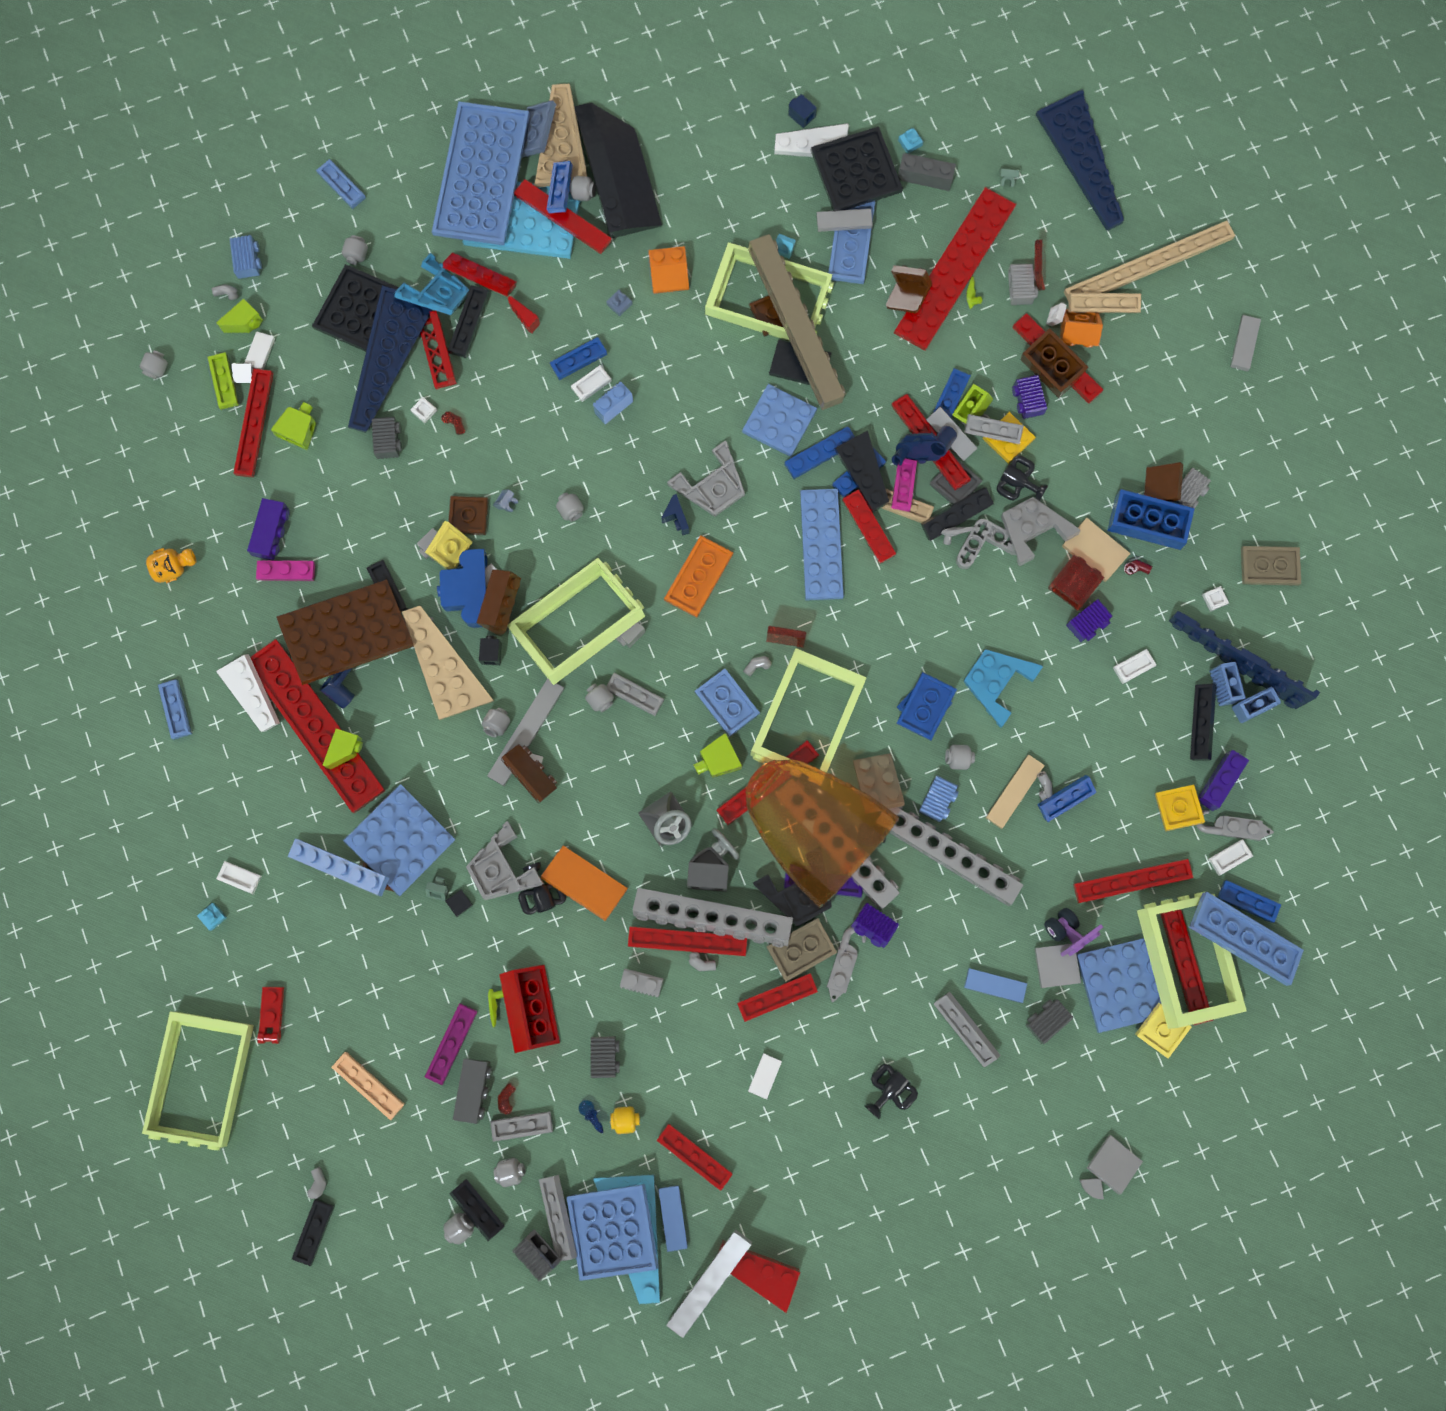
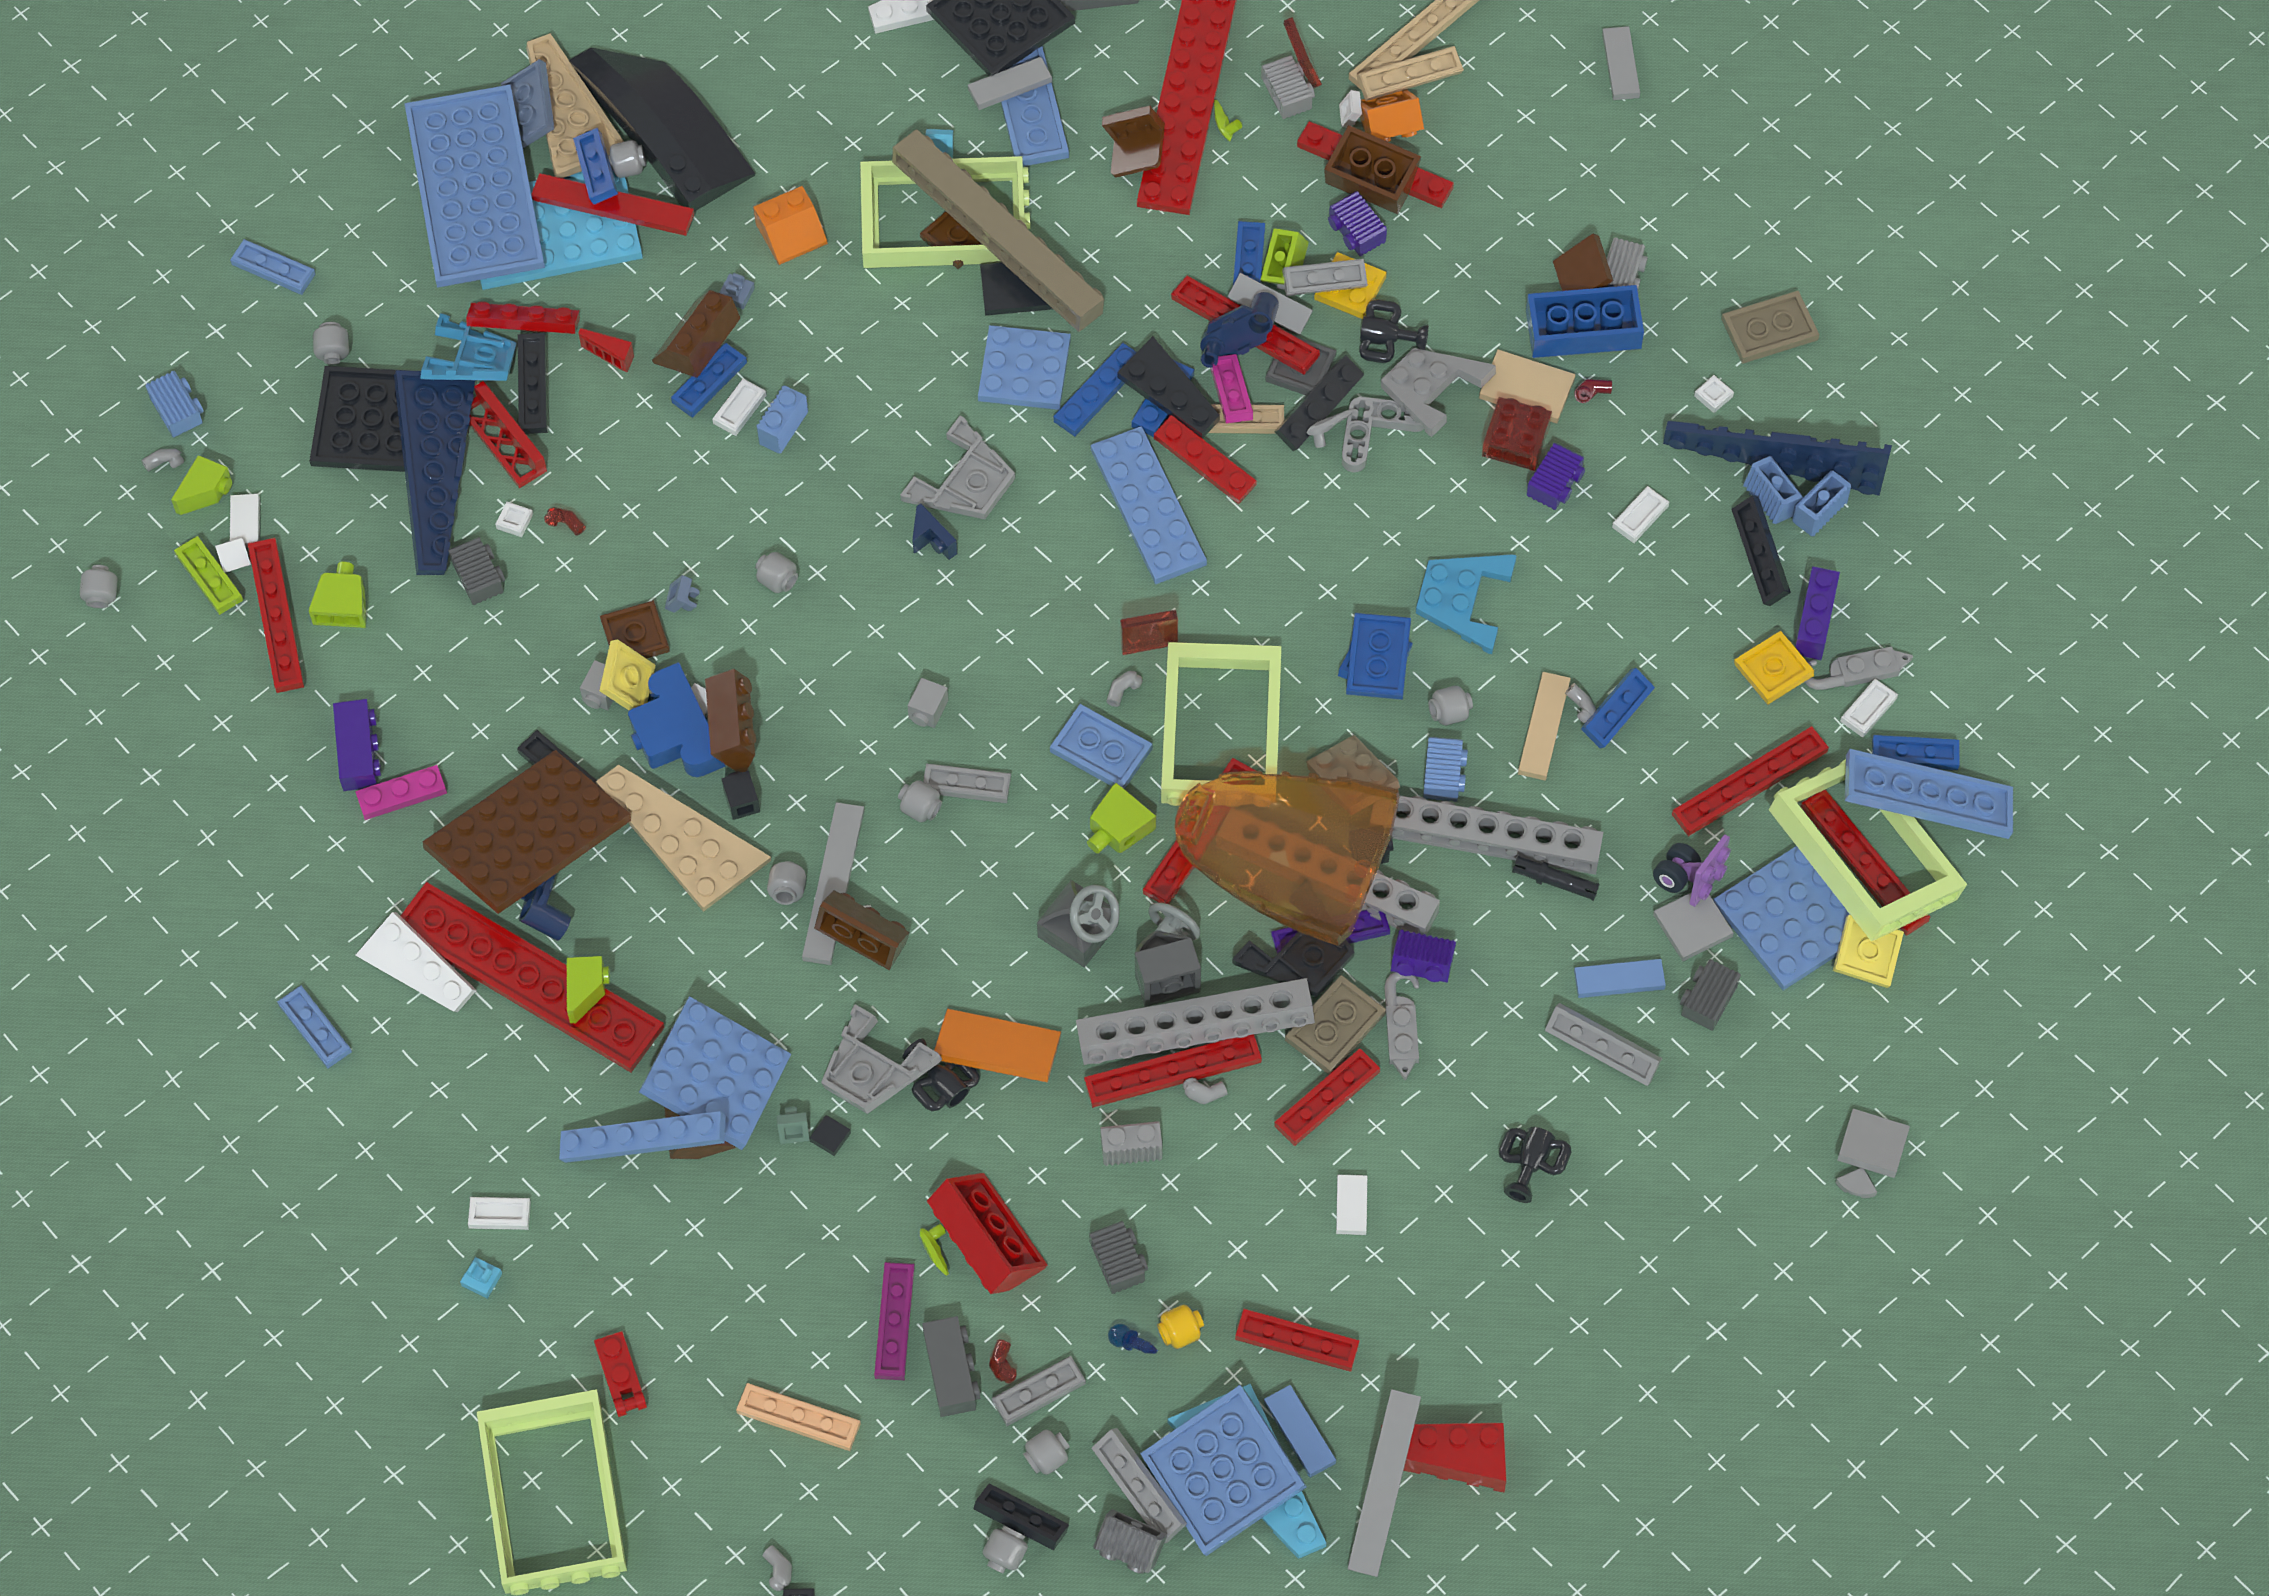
camera: 20 degrees left, 15 degrees down
(168, 565) = (229, 838): light orange piece -> none
(557, 598) = (812, 687): yellowish green window -> none
(582, 326) = (699, 334): none -> reddish brown slope
(698, 576) = (994, 603): orange tile -> none
(981, 901) = (1555, 877): none -> black pin

